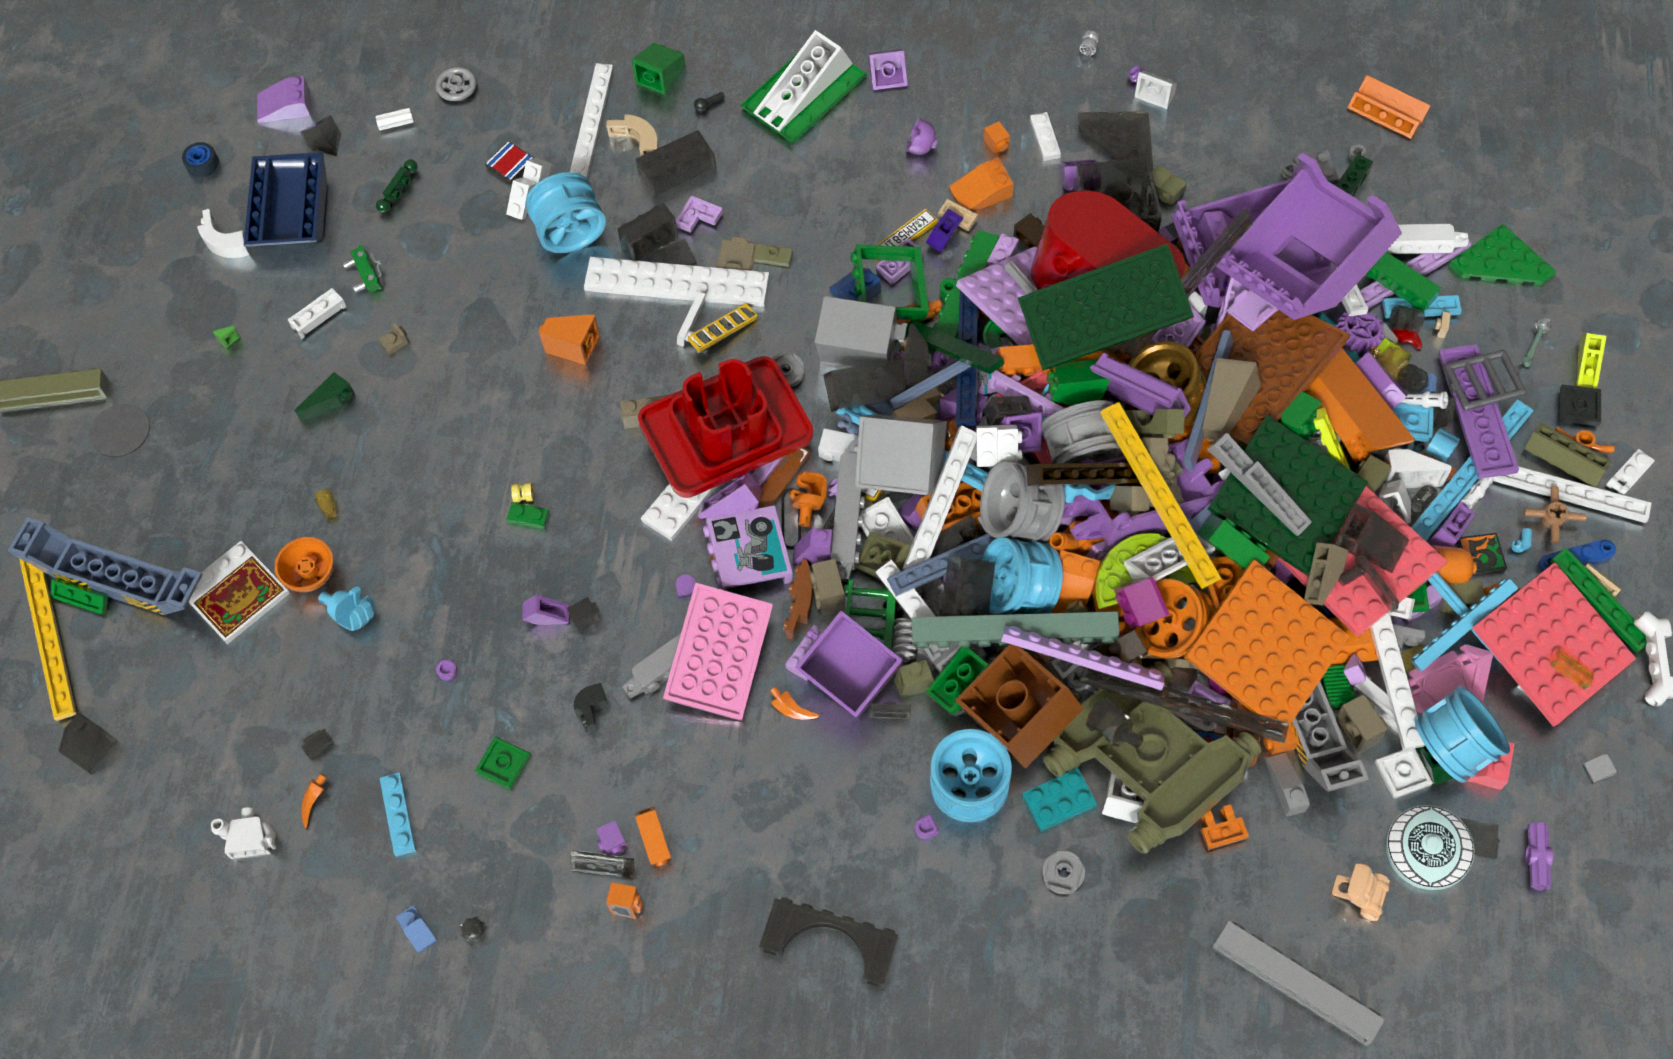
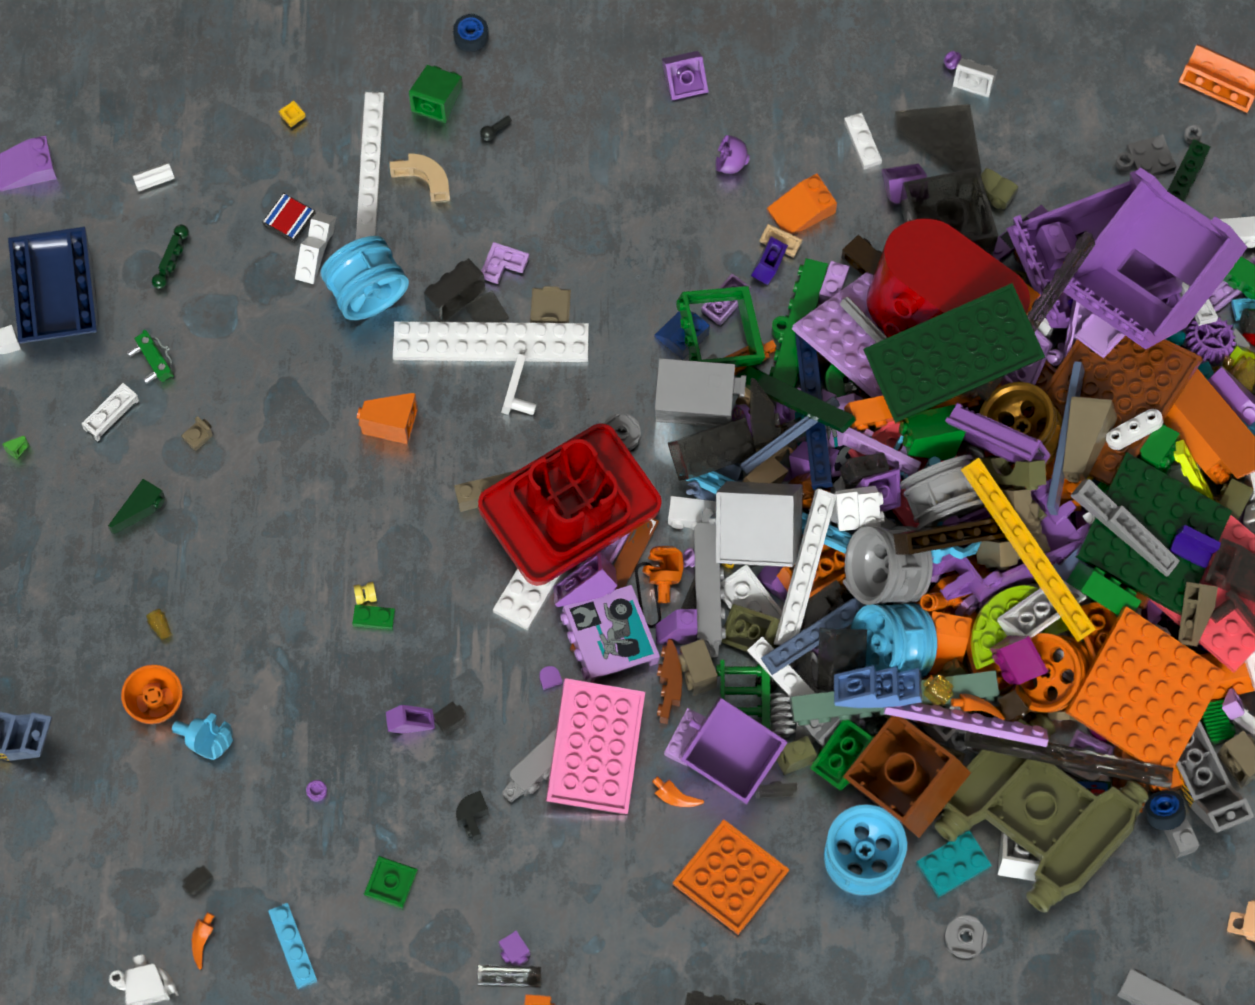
camera: 10 degrees left, 5 degrees up
(236, 592) = (83, 728): plate -> none
(323, 136) = (77, 203): clear smoke slope -> none
(456, 83) = (206, 116): light grey plate -> none
(527, 76) = (292, 113): none -> yellow plate
(653, 836) = (555, 941): orange slope -> none
(676, 163) = (471, 205): clear smoke brick -> none
(698, 21) = (470, 23): none -> wheel
(722, 327) = (548, 391): tile -> none
(773, 255) = (589, 302): olive plate -> none
(804, 88) = (597, 106): piece -> none
(835, 790) = (731, 877): none -> orange plate
(911, 230) = (730, 264): tile -> none
(926, 827) = (825, 905): medium lavender tile -> none
(996, 137) = (812, 147): orange brick -> none
(997, 616) = (877, 688): none -> medium blue slope
(1058, 623) = (938, 690): none -> clear yellow head
(1089, 43) = (898, 27): light grey wheel -> none
(1091, 640) = (973, 703): none -> orange bar
(1113, 723) = (1001, 785): clear smoke piece -> none
(1205, 331) = (1055, 357): none -> lavender hinge
(1223, 833) = (1119, 881): orange plate -> none
(1271, 400) = (1128, 436): none -> white plate
(1278, 766) = (1165, 810): none -> black wheel
(1327, 509) = (1194, 546): none -> dark purple panel

